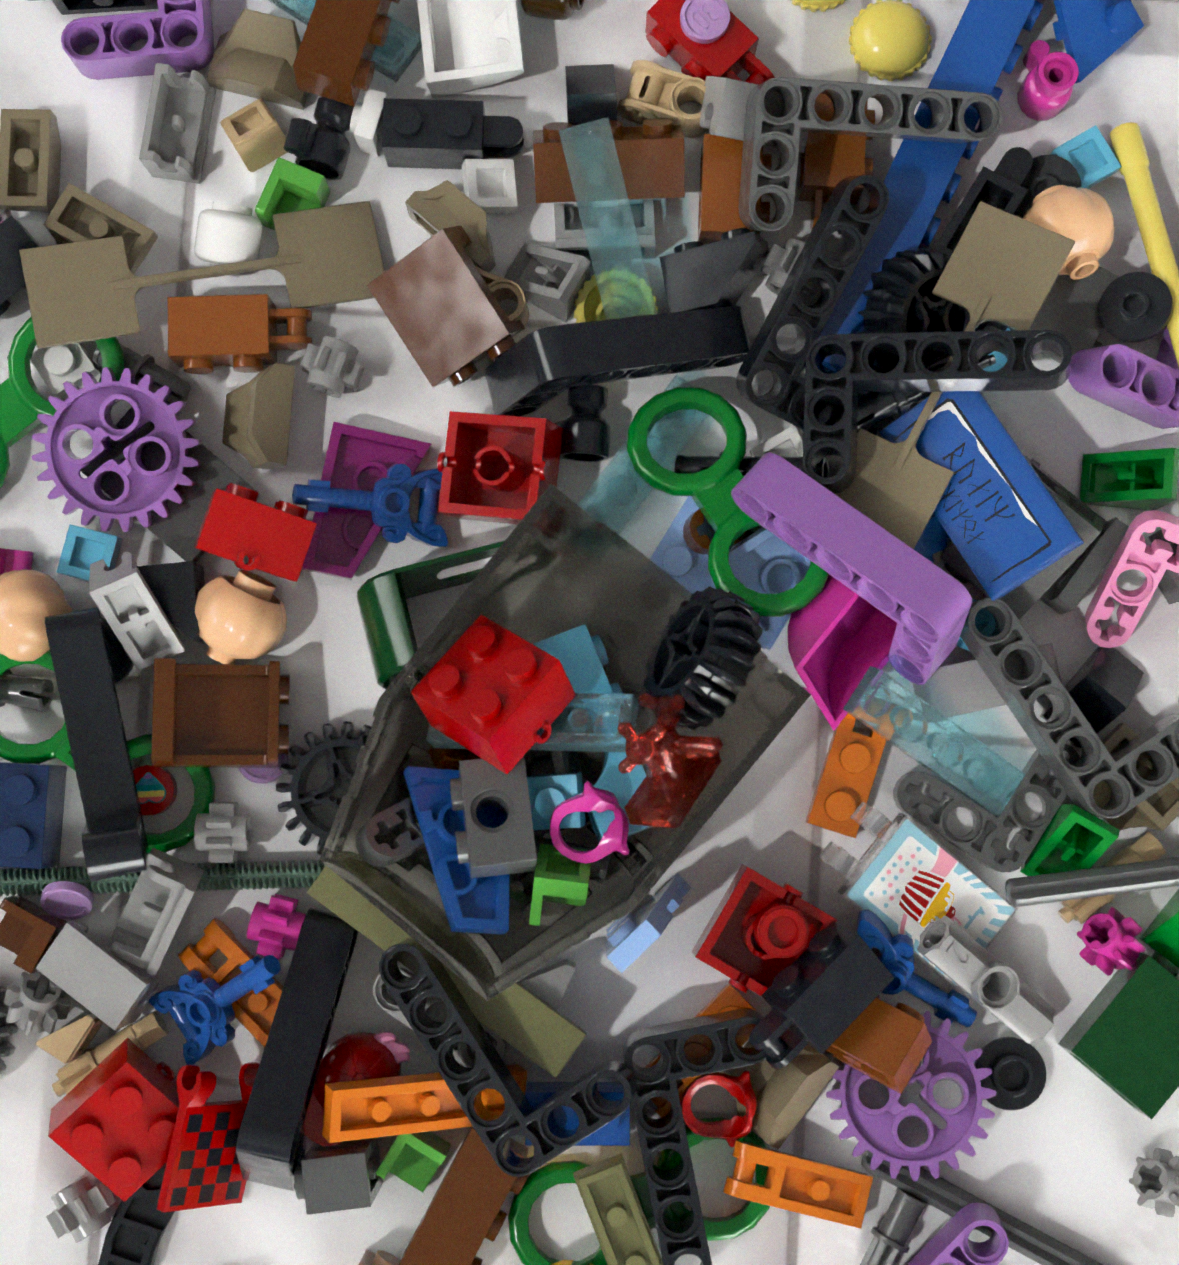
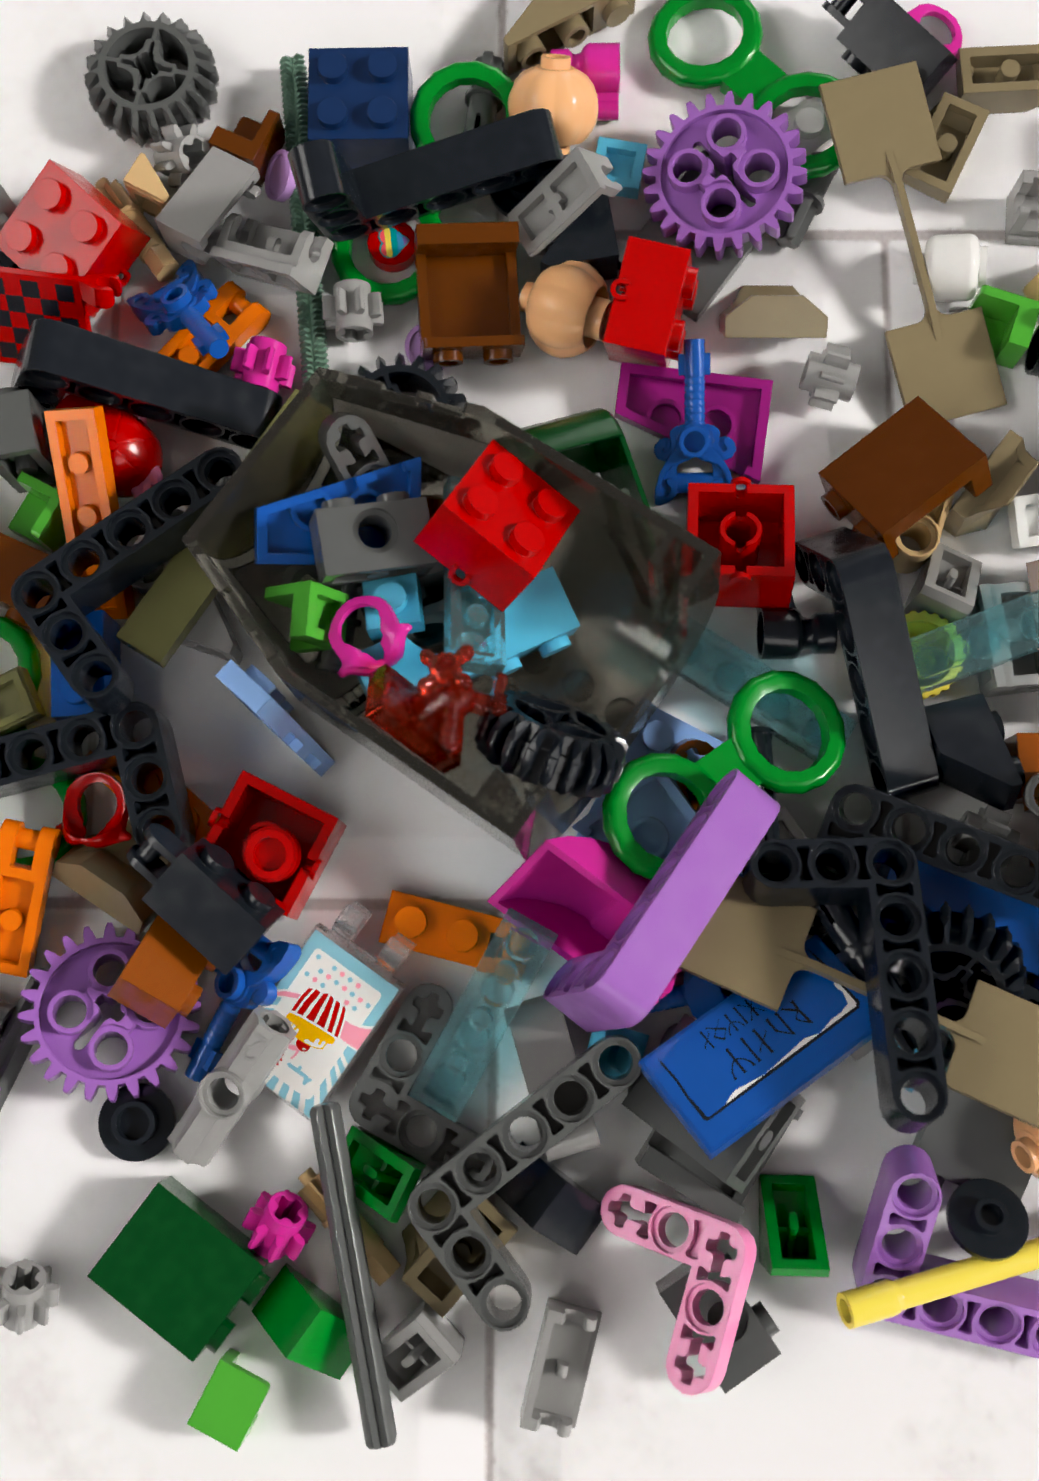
camera: 90 degrees right, 5 degrees down
(232, 332) = (855, 278): dark orange brick -> none

